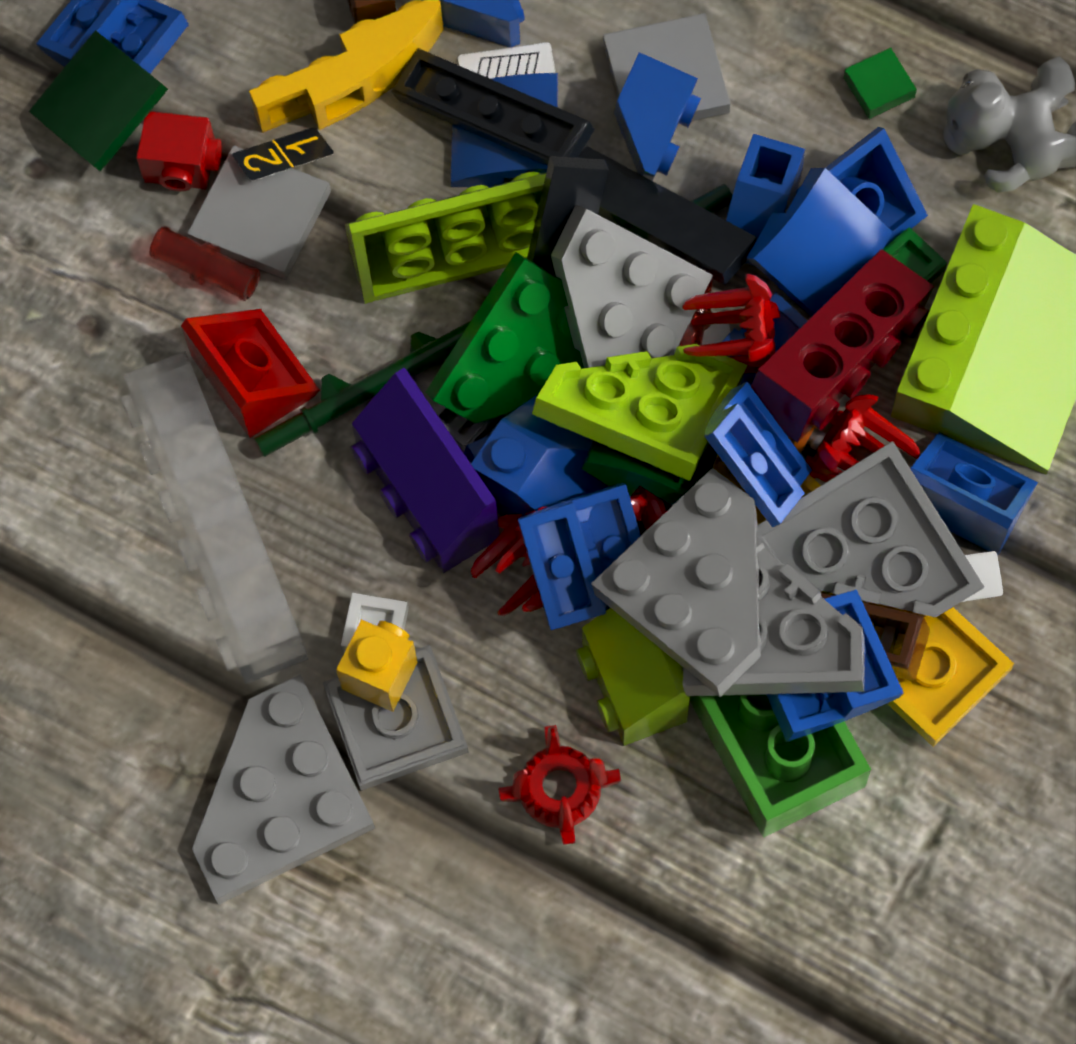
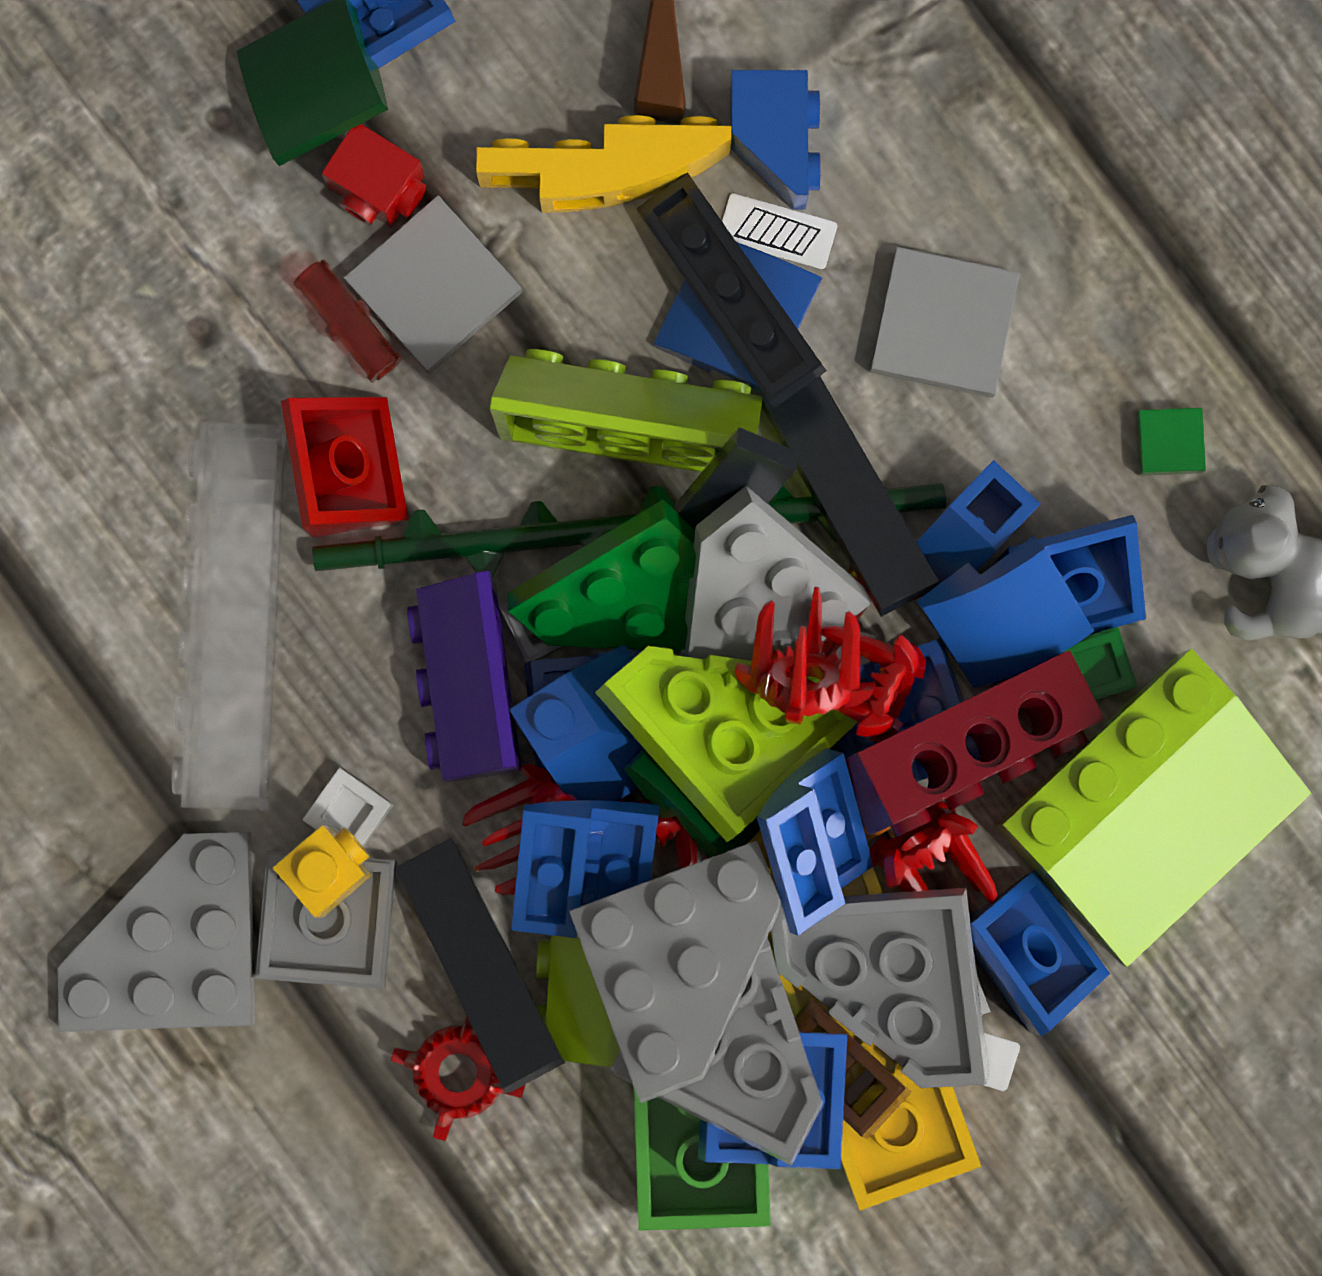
camera: 20 degrees right, 15 degrees up
(282, 154) = (486, 229): black sticker -> none
(538, 684) = (479, 966): none -> black tile
(649, 111) = (901, 373): blue slope -> none
(689, 339) = (838, 677): none -> red piece

